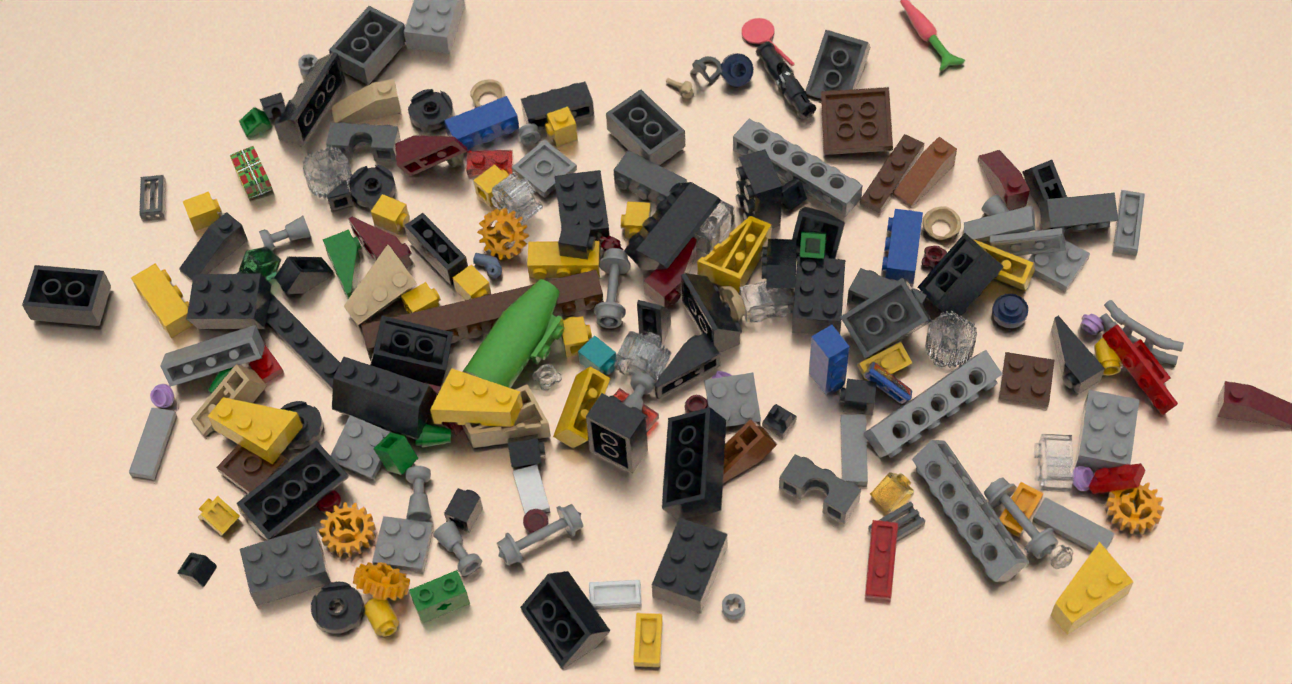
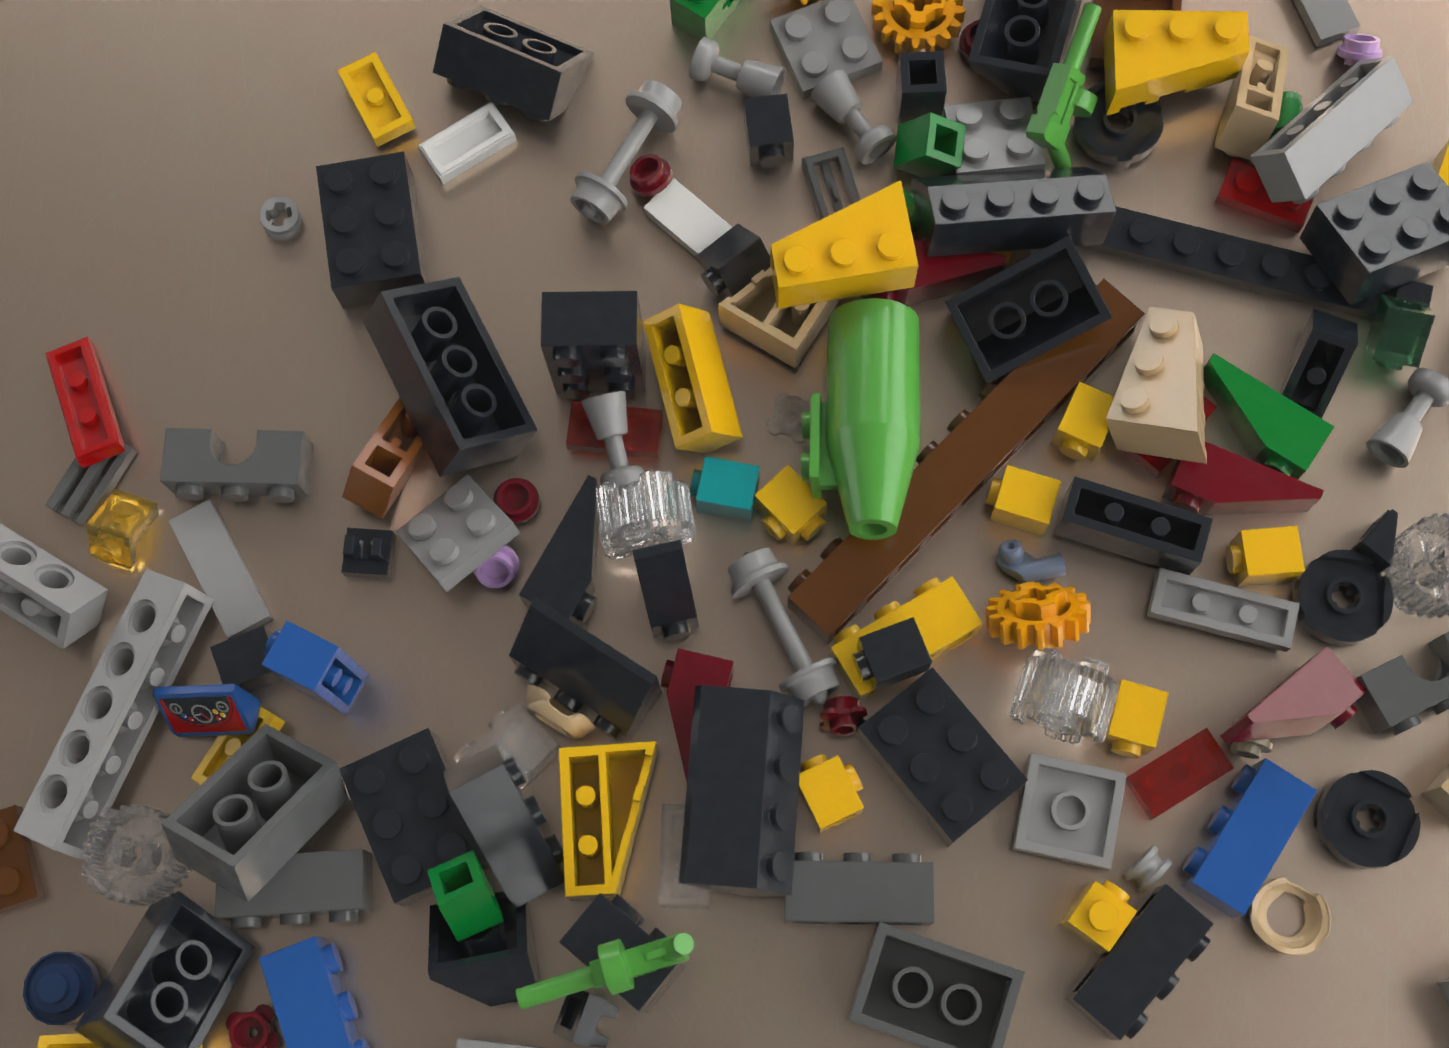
camera: 150 degrees right, 15 degrees up
(312, 433) = (1064, 94): none -> bright green piece
(376, 485) = (920, 84): none -> black brick
(420, 201) = (1223, 610): none -> light grey plate
(448, 486) = (812, 181): none -> dark grey tile
(762, 159) = (613, 969): none -> bright green piece

